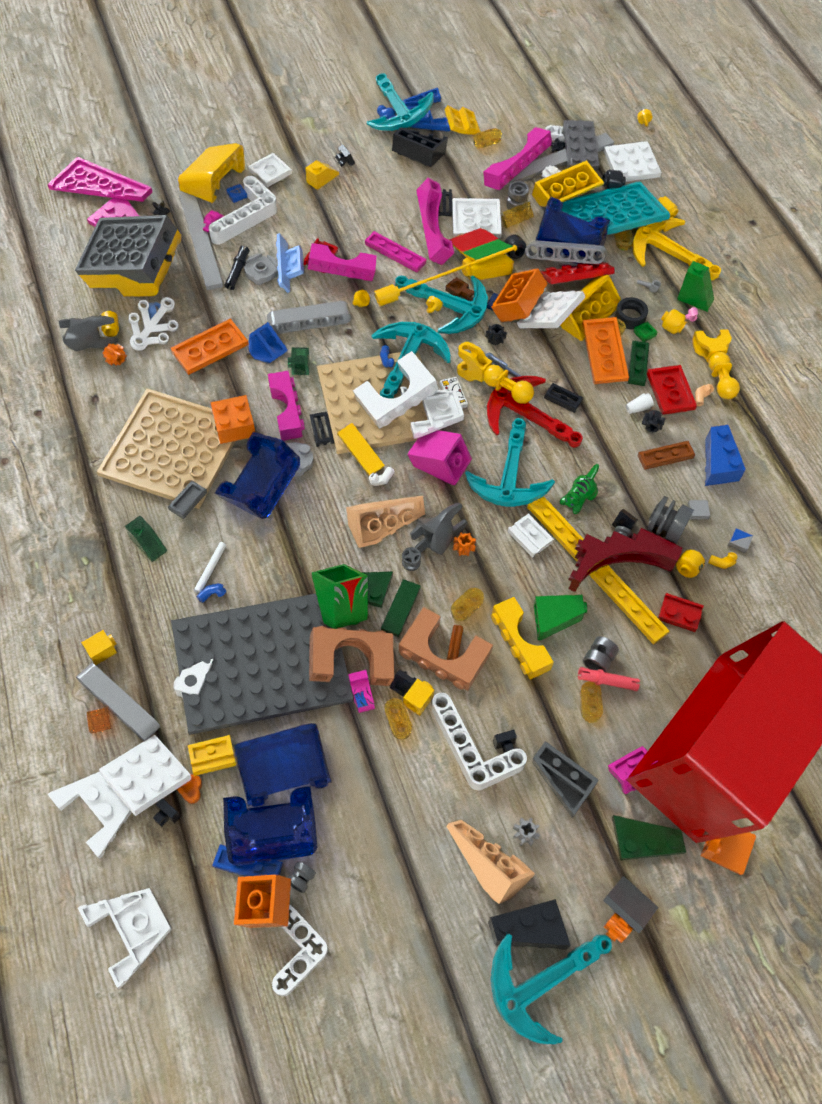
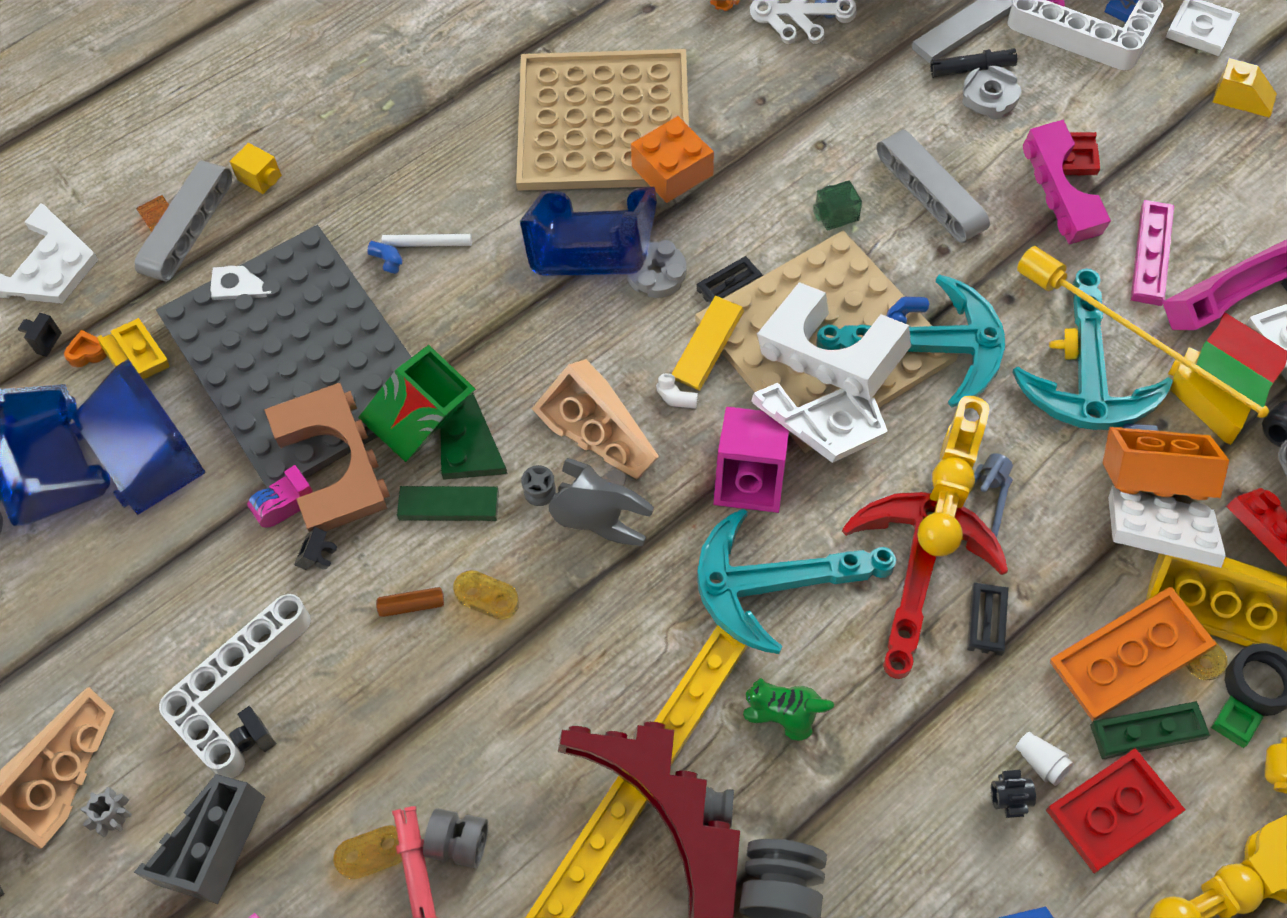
camera: 75 degrees right, 0 degrees up
(145, 538) = (439, 147): clear green slope -> none
(145, 774) = (81, 287): white plate -> none
(187, 499) = (516, 166): dark grey tile -> none
(209, 346) = (804, 89): orange plate -> none
(265, 344) = (846, 151): blue slope -> none
(281, 389) = (715, 235): dark pink arch -> none
(289, 262) = (1016, 118): light blue bracket -> none
(361, 298) = (1014, 238): yellow tile -> none
(398, 719) = (252, 563): clear yellow plate -> none
(418, 696) = (296, 577): yellow brick -> none
(452, 384) = (902, 437): white tile -> none
(459, 288) = (1130, 369): reddish brown plate -> none
(459, 671) = (381, 546): nougat arch -> none
(464, 539) = (594, 543): orange gear -> none
(496, 334) = (1060, 459): black gear -> none
(530, 535) = (658, 651): white plate -> none
(533, 658) = (479, 665): yellow arch -> none
(557, 613) = (515, 741): green slope -> none
(625, 519) = (754, 805): black tile -> none
(666, 455) = (953, 845): dark orange tile -> none
(703, 392) = (1143, 875): light nougat arm -> none

